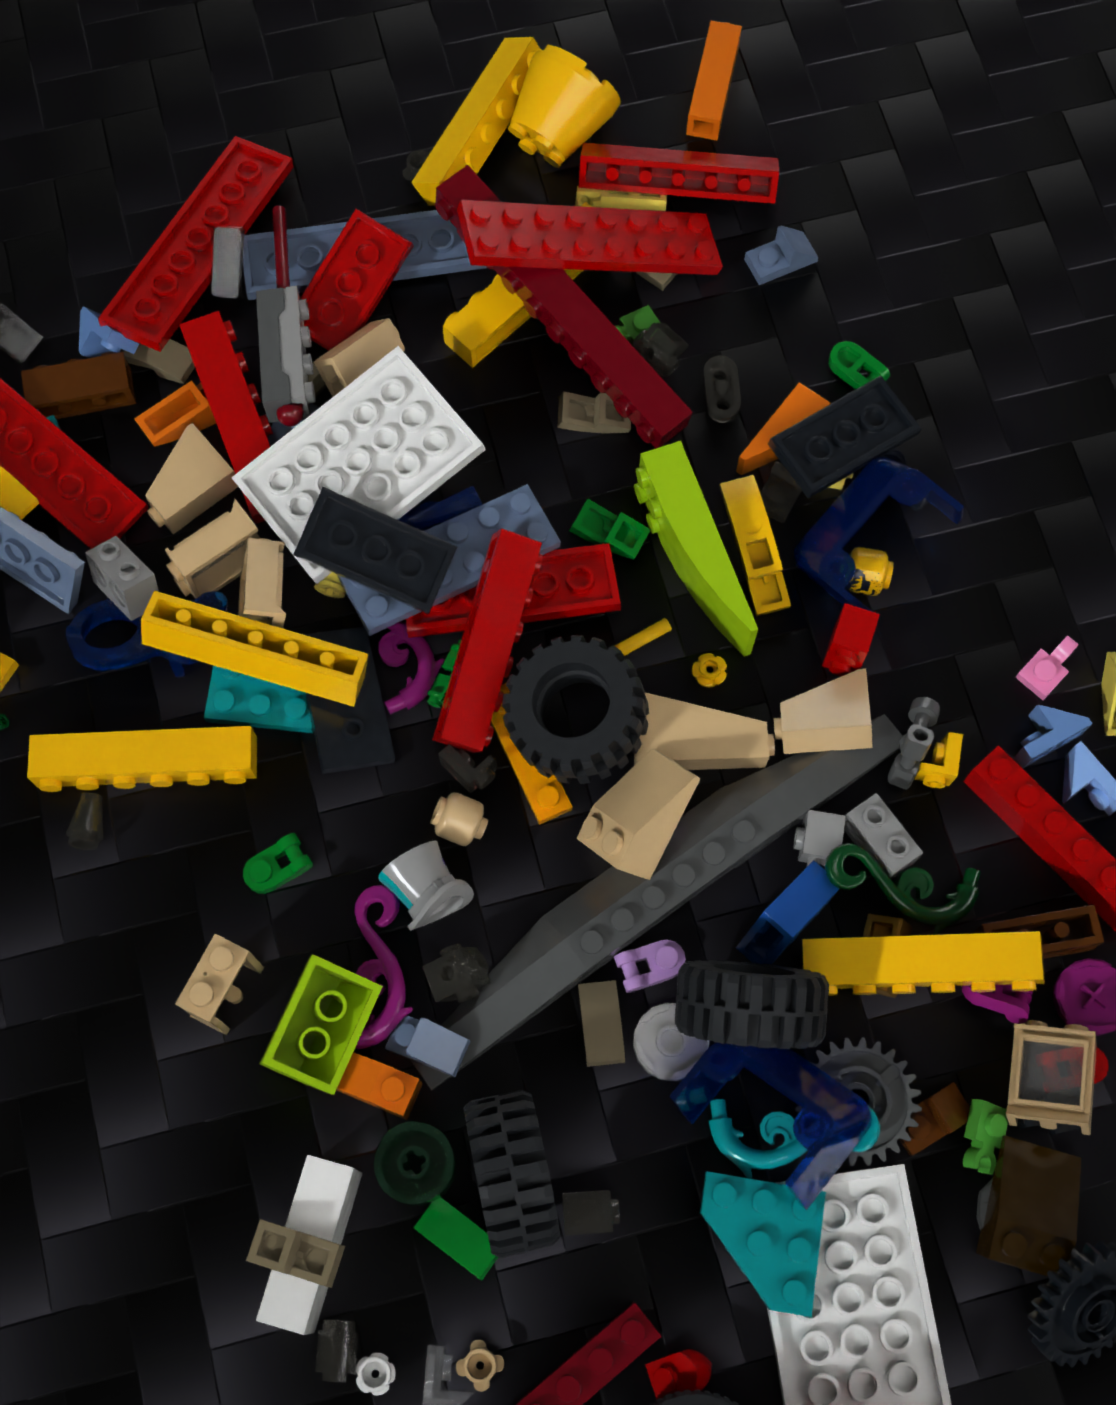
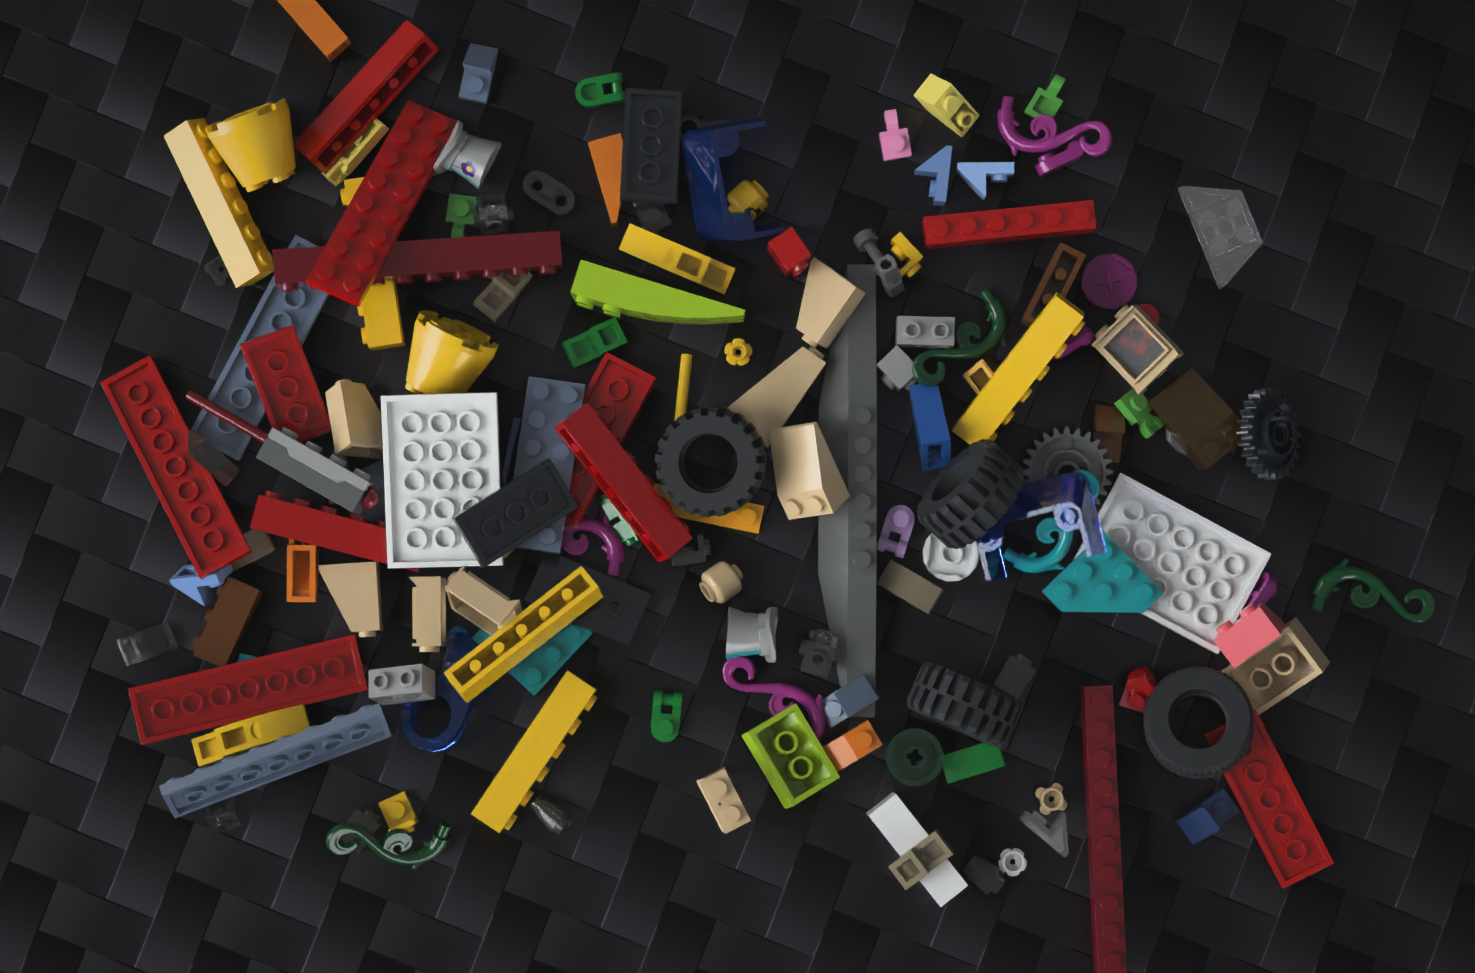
camera: 55 degrees left, 15 degrees up
(491, 392) = (446, 355): none -> yellow cone
(696, 289) = (467, 156): none -> light grey hat

